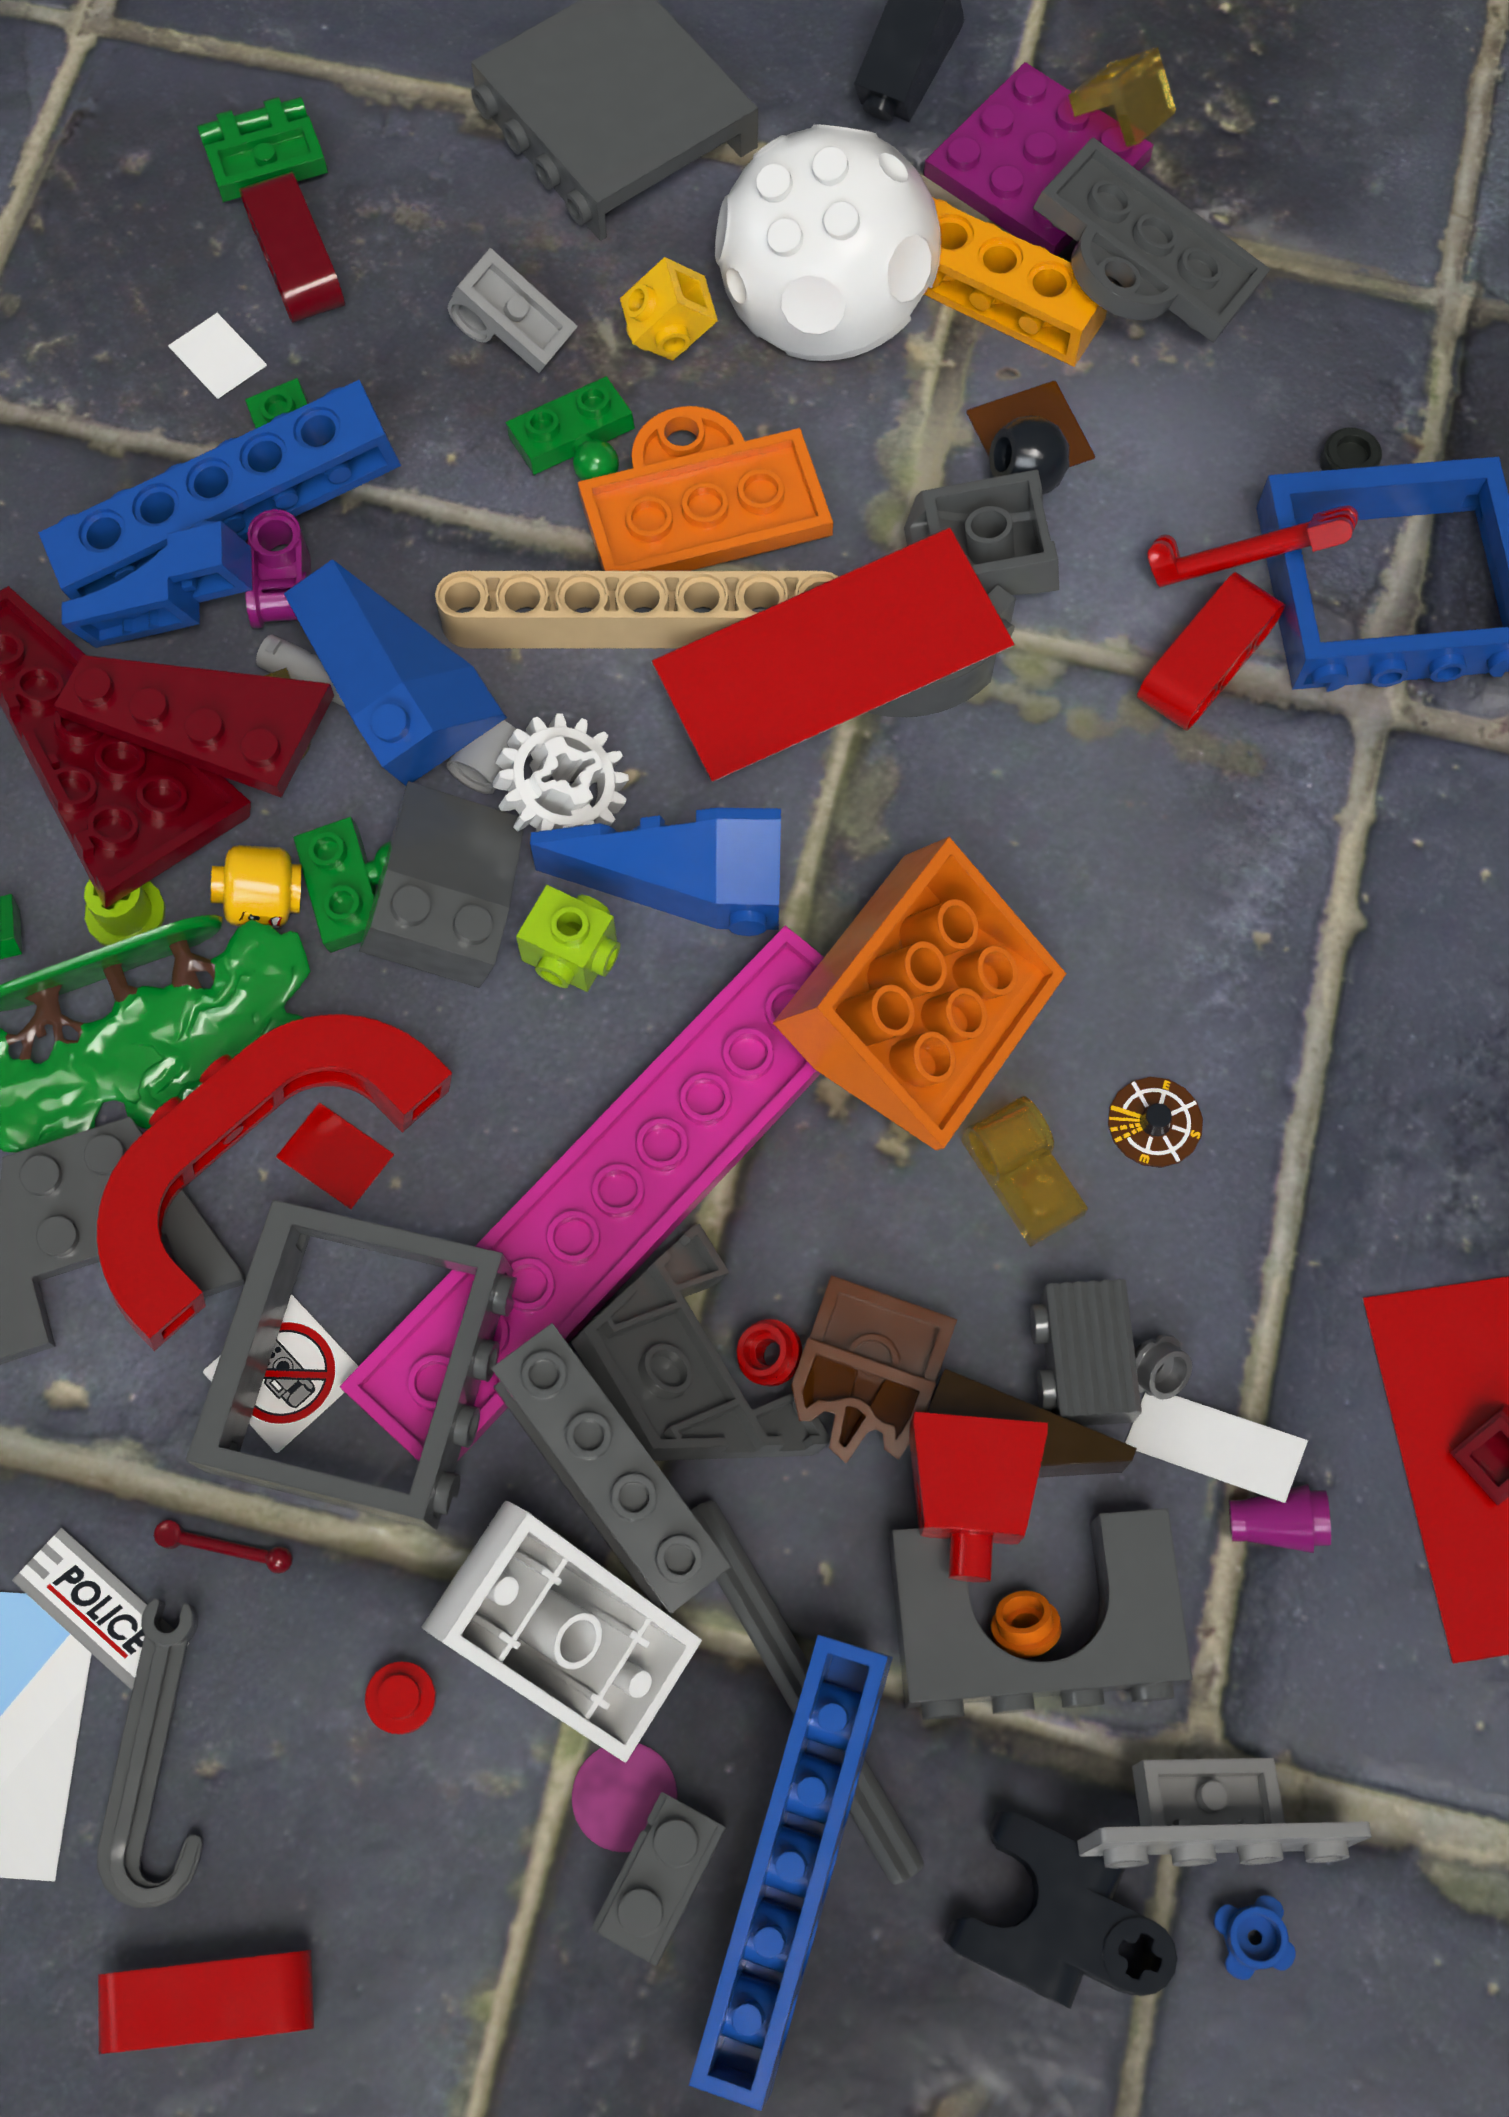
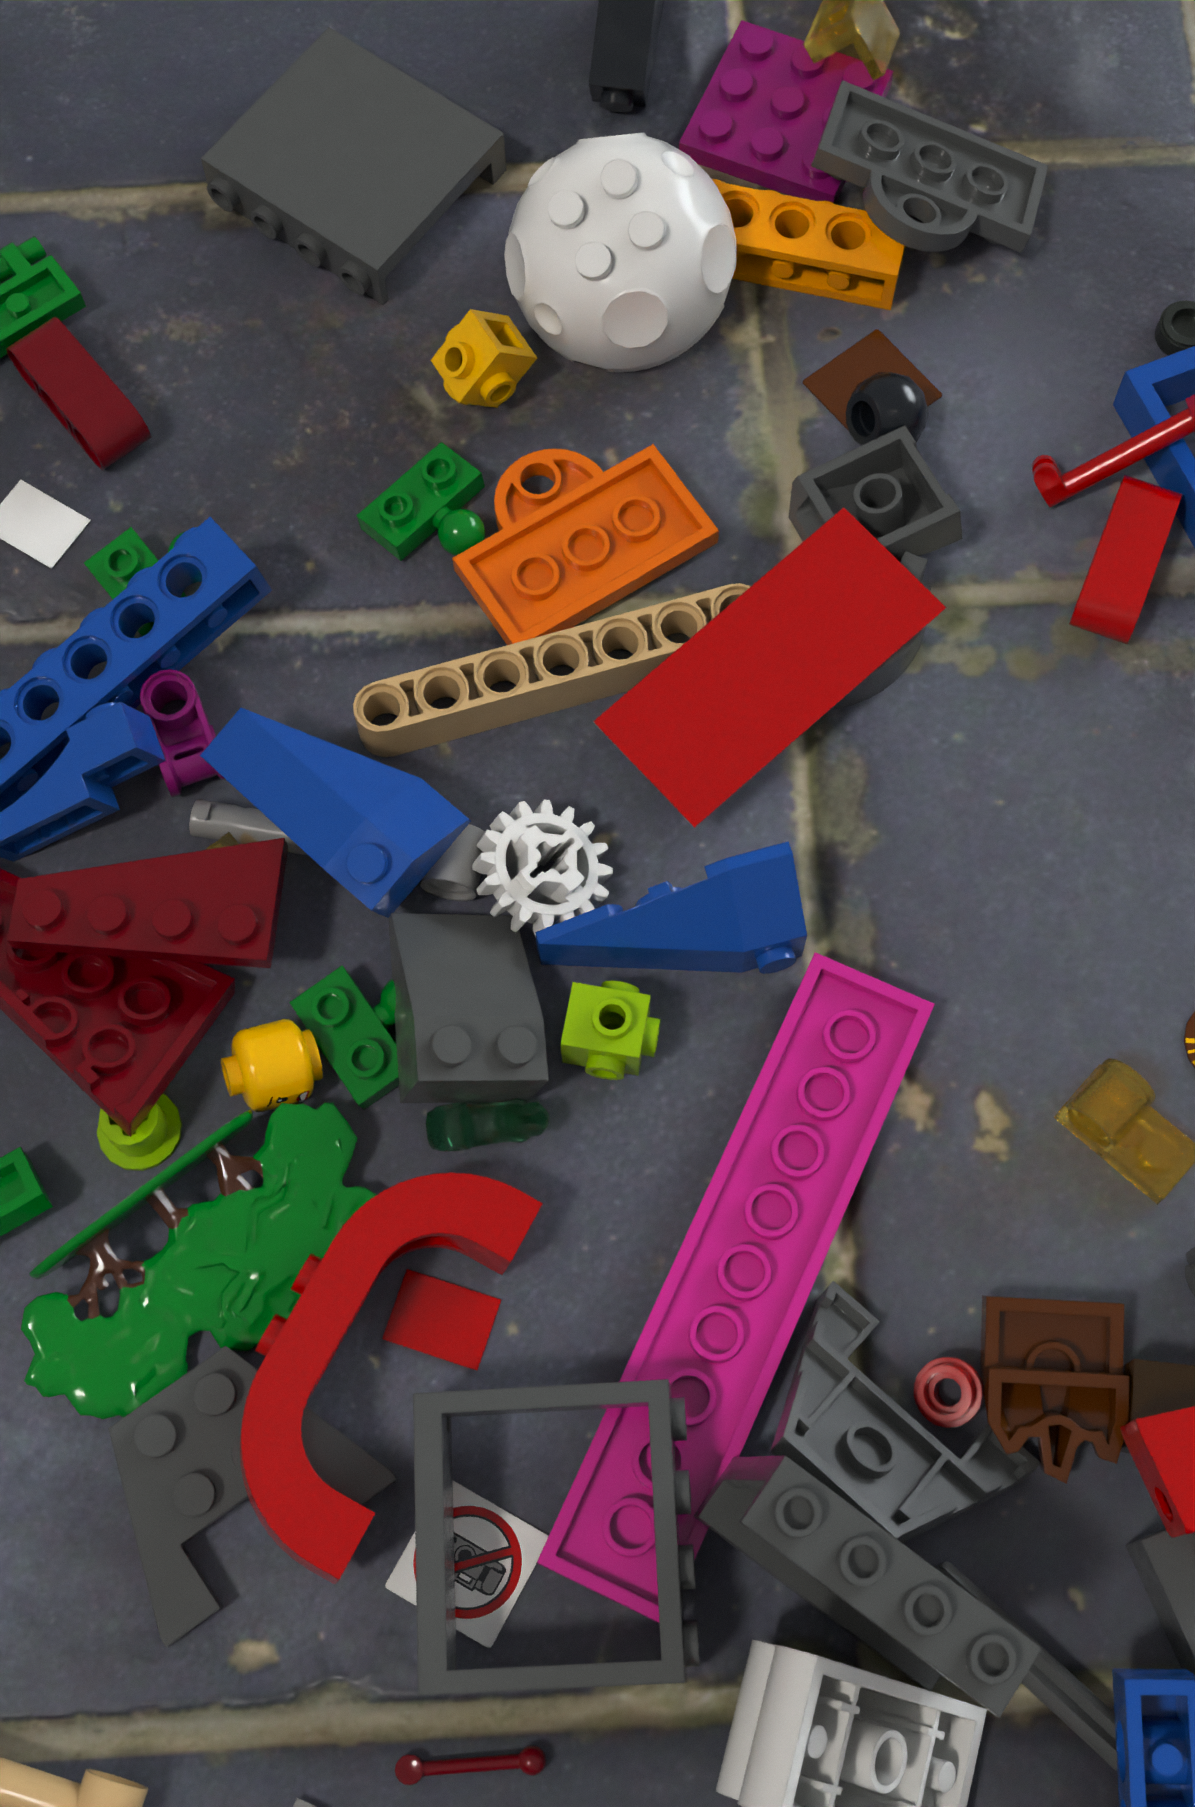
camera: 15 degrees left, 0 degrees up
(417, 991) = (480, 1124): none -> clear green piece
(504, 304) = (318, 396): light grey plate -> none
(923, 994) = (977, 985): orange slope -> none

